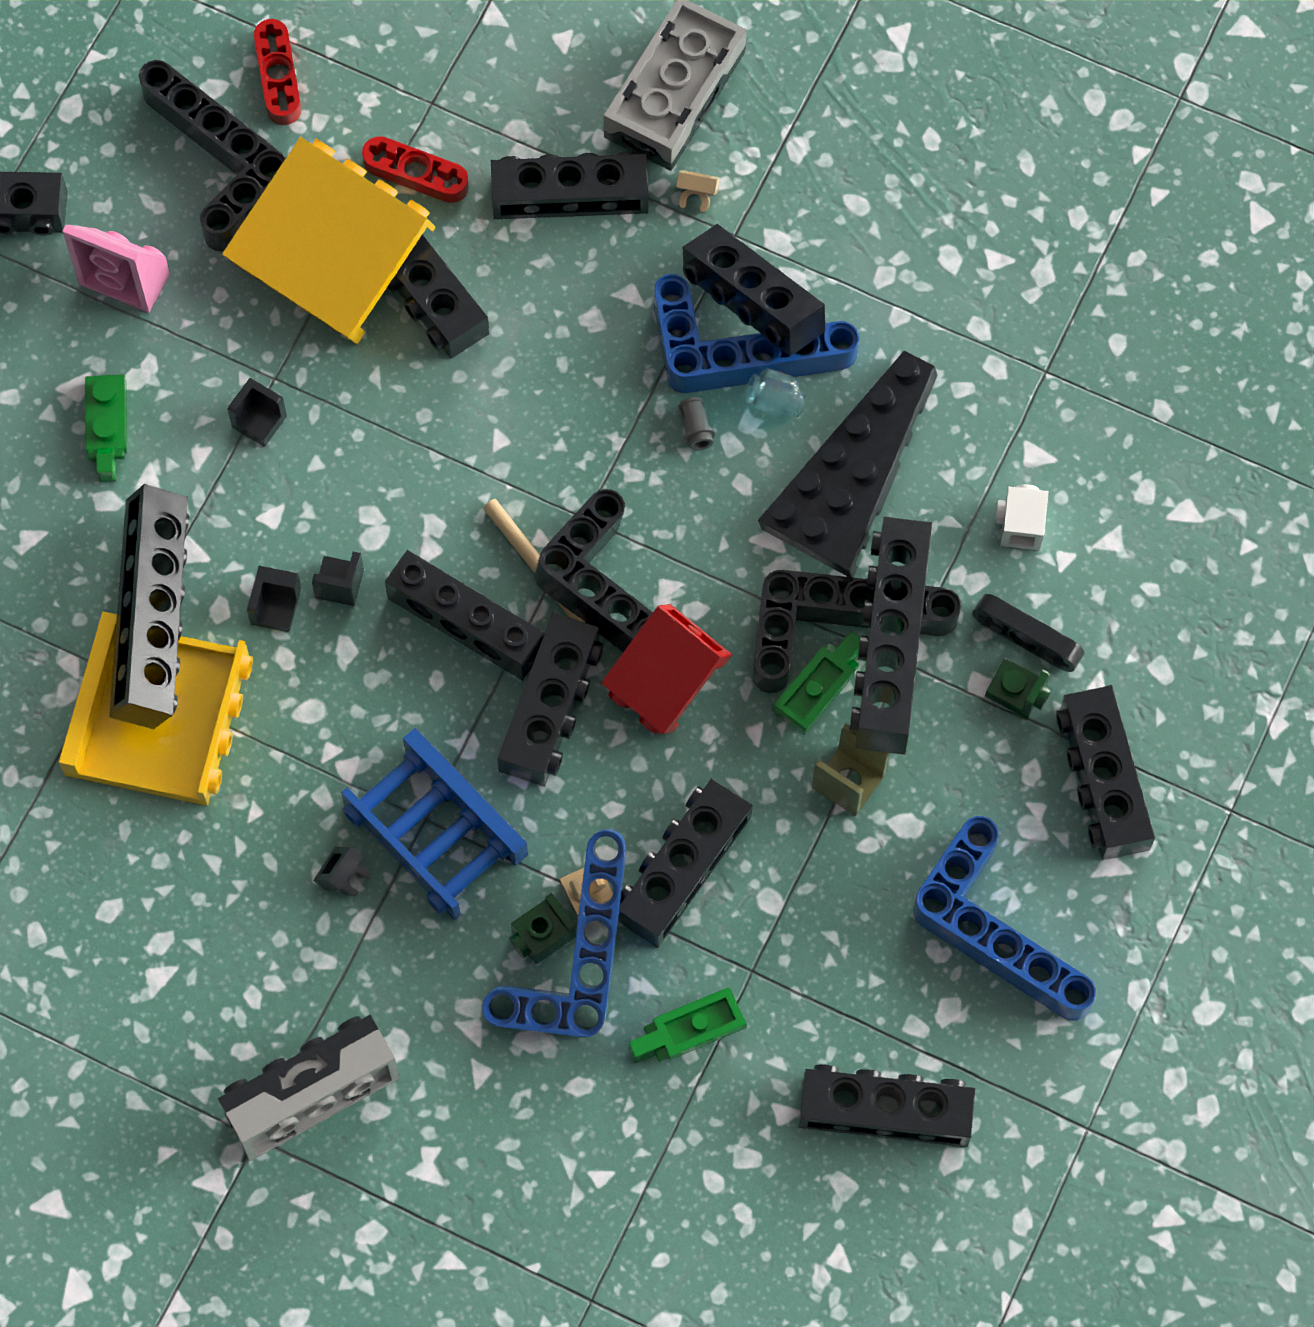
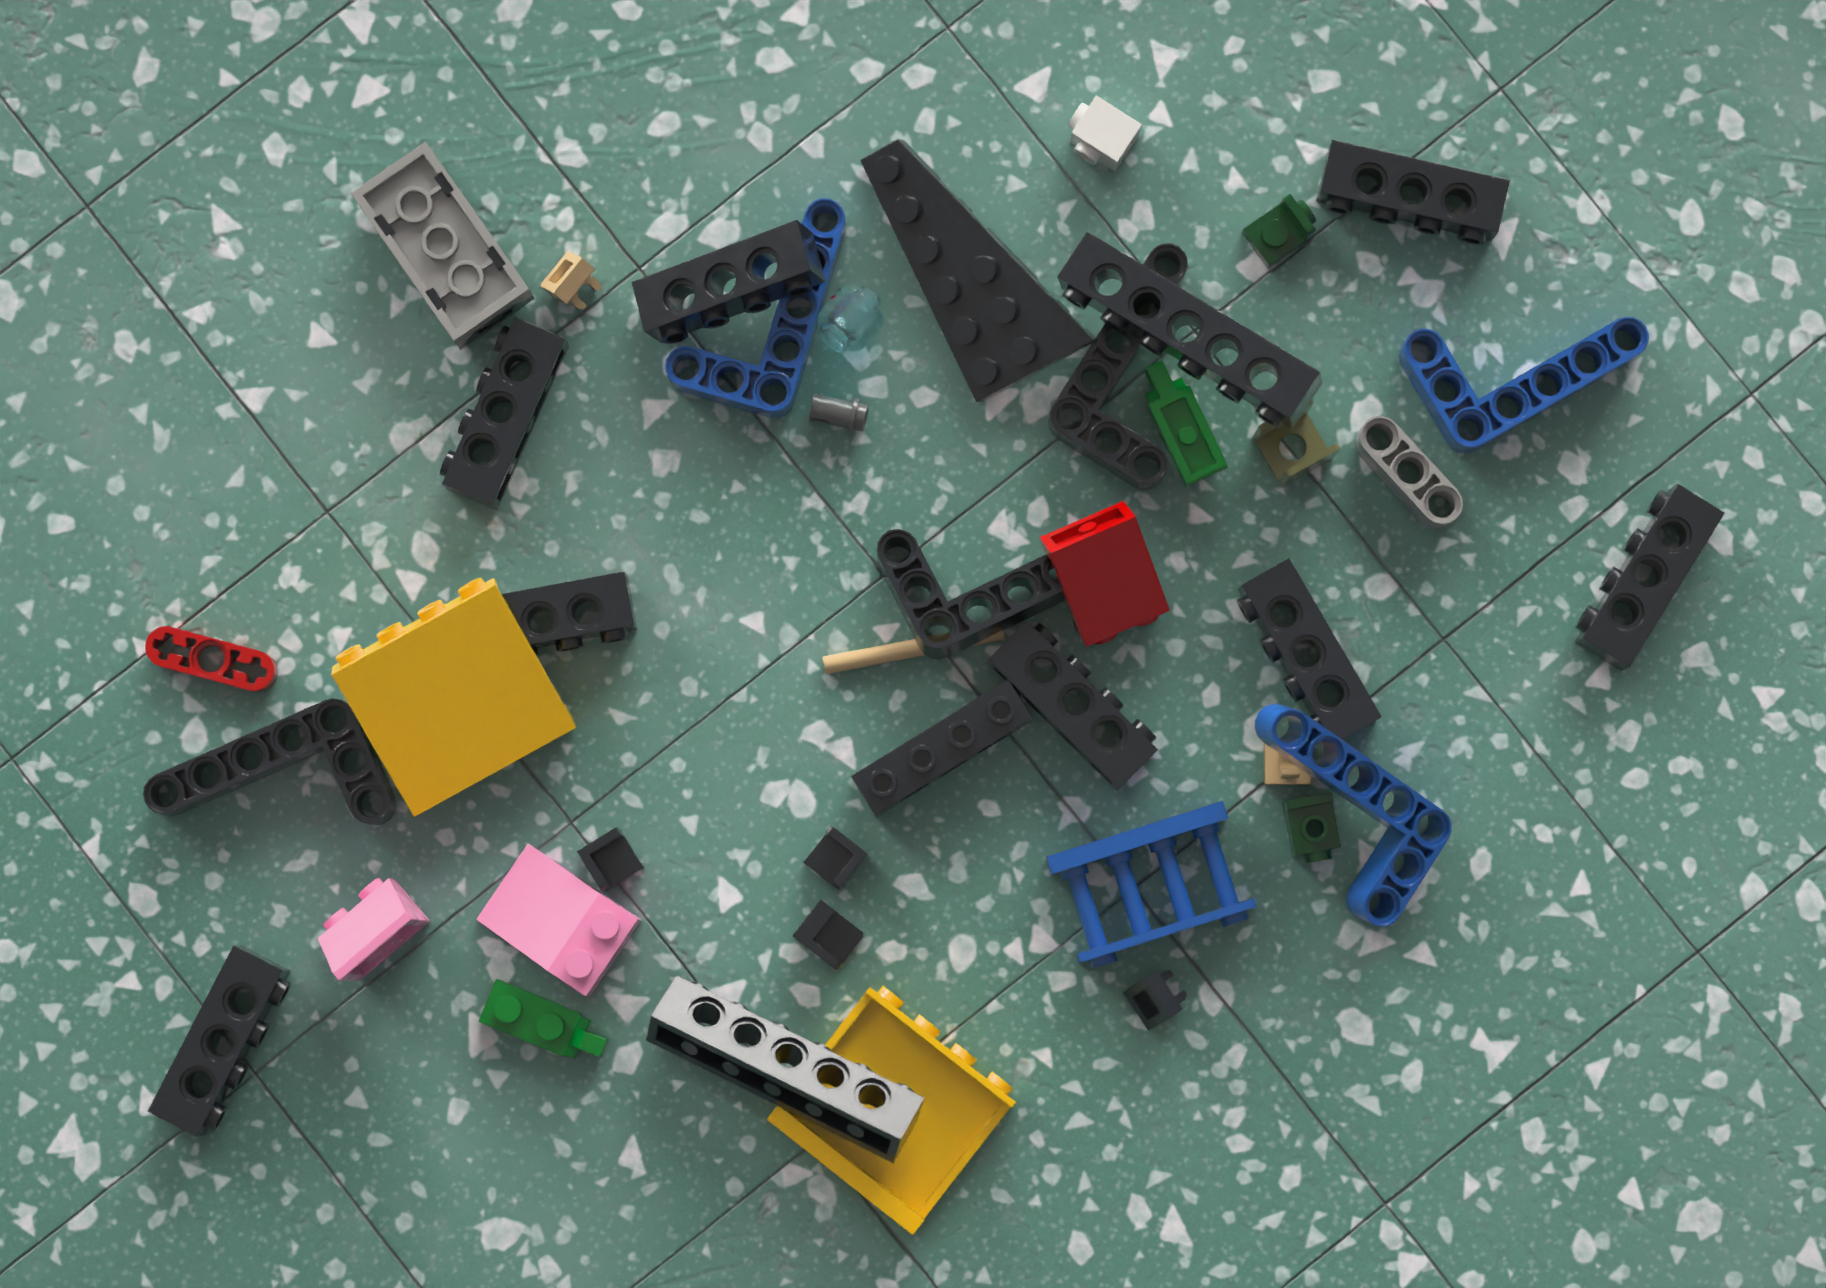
camera: 60 degrees left, 15 degrees up
(189, 402) = (558, 920): none -> bright pink slope
(309, 1086) = (1375, 1133): light grey piece -> none
(394, 149) = (419, 534): red beam -> none
(689, 1027) = (1478, 728): green hinge -> none
(876, 855) = (1402, 450): none -> light grey beam
(1028, 632) = (1228, 192): black beam -> none

